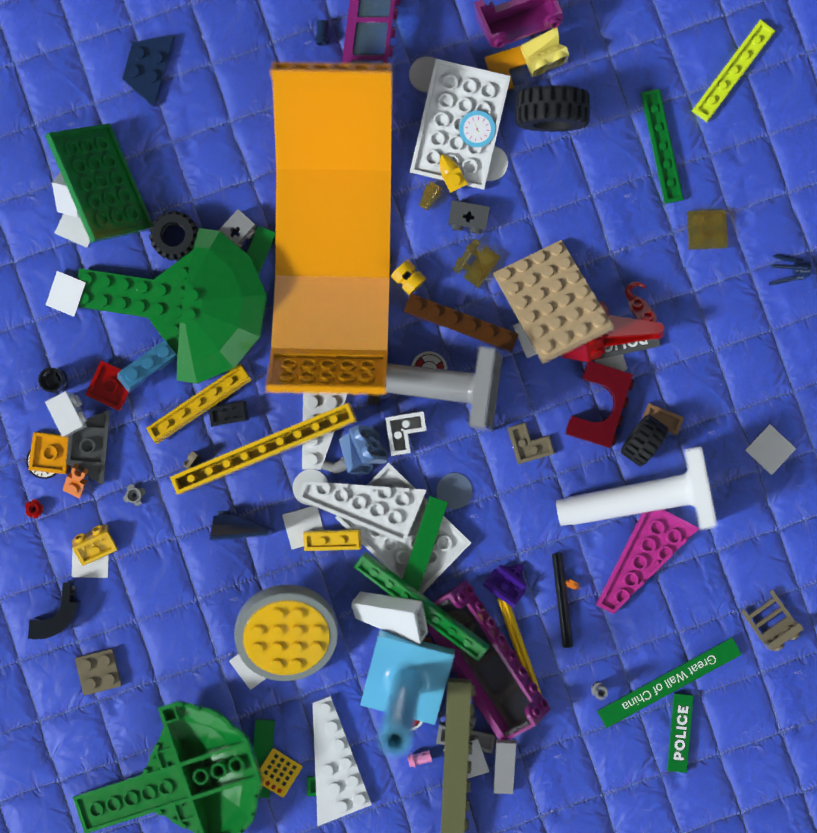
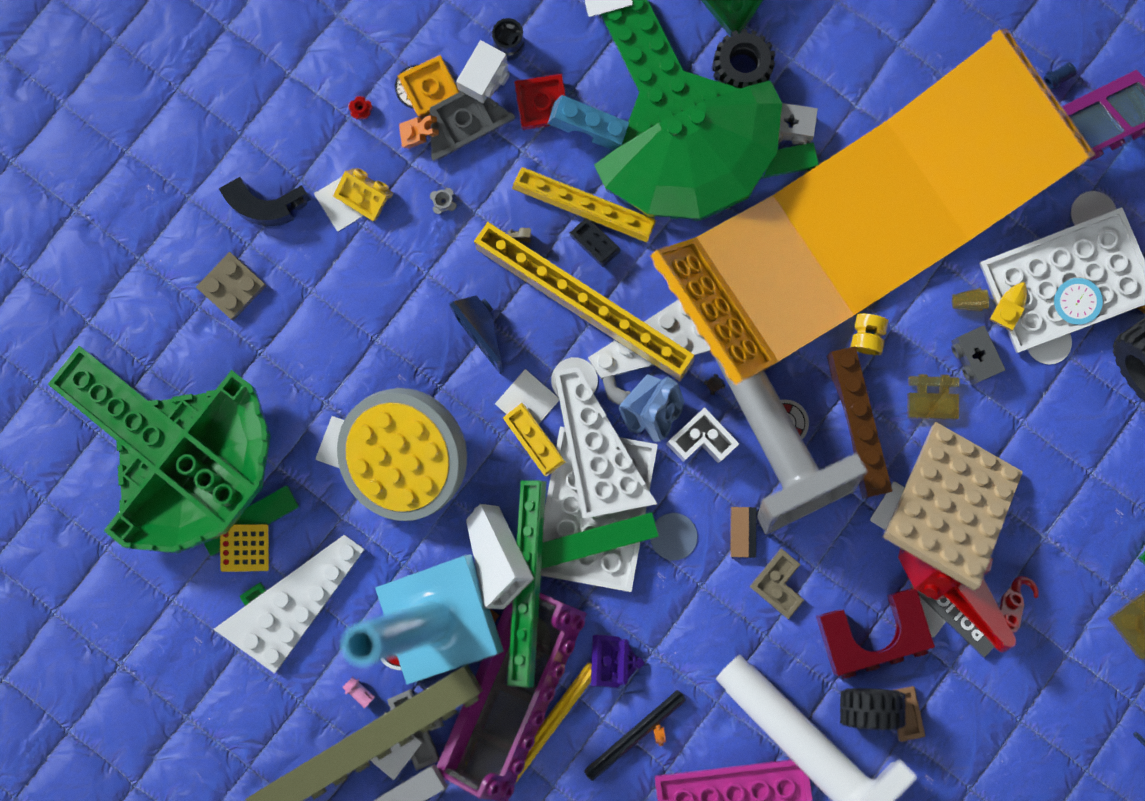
camera: 50 degrees right, 5 degrees down
(481, 445) = (743, 532): none -> medium nougat tile

